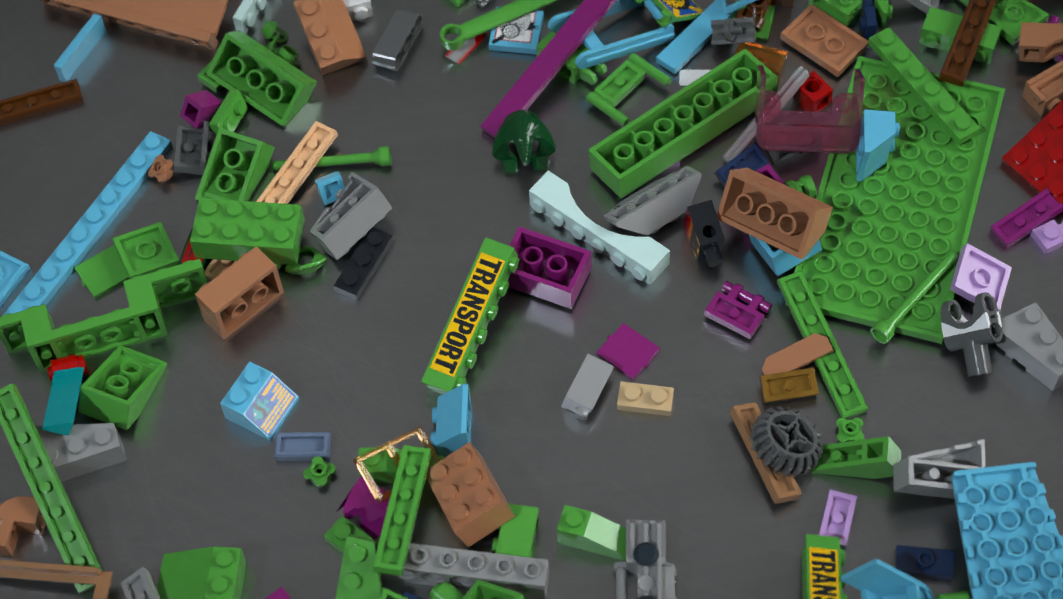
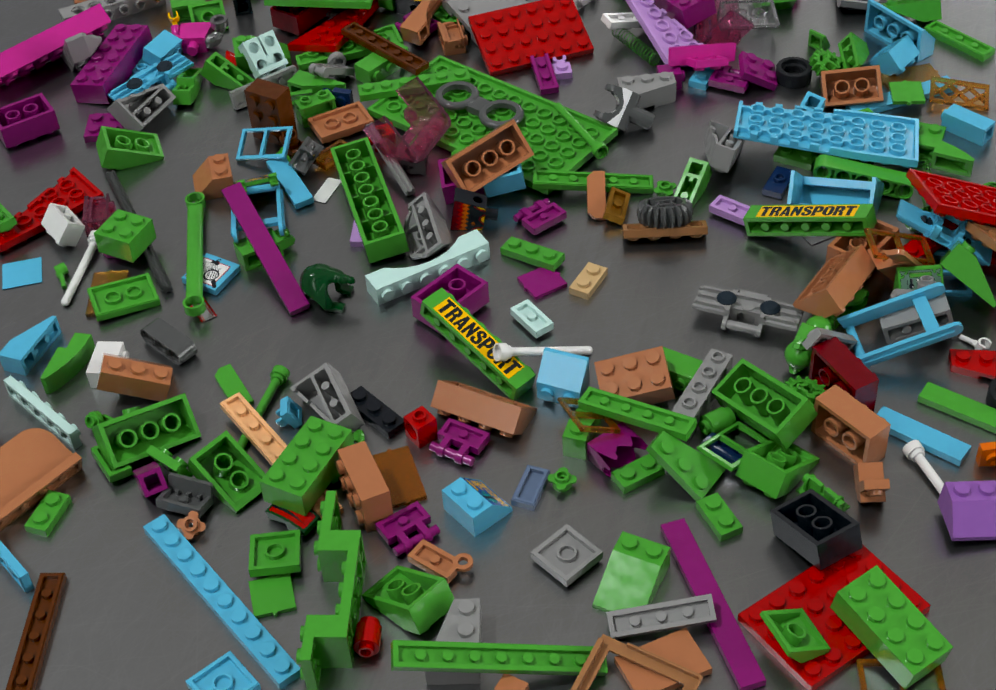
camera: 70 degrees left, 15 degrees down
(63, 400) = (413, 626): teal slope -> none
(149, 50) = (48, 513): none -> bright green plate
(175, 395) = (437, 561): none -> nougat hinge
(213, 345) = (403, 523): none -> magenta plate
(215, 509) = (566, 555): none -> light grey plate
(282, 319) = (400, 476): none -> clear orange piece
(345, 312) = (420, 427): none -> red brick
(349, 357) = (462, 436): none -> magenta plate
(360, 123) = (231, 383): none -> bright green piece
(397, 360) = (482, 407): none -> nougat slope
(455, 348) = (503, 351): none -> white piece
(553, 360) = (531, 318): none -> light aqua plate
(587, 385) = (563, 305): light grey hinge -> none
(591, 533) = (691, 330): bright green slope -> none
(621, 83) = (306, 227): bright green plate -> none
(667, 324) = (532, 253): none -> bright green plate
(750, 158) = (422, 182): dark blue plate -> none
(875, 142) = (456, 104): medium azure slope -> none
(912, 171) = (476, 104): none -> dark grey bar
(978, 274) = (581, 101): lavender plate -> none

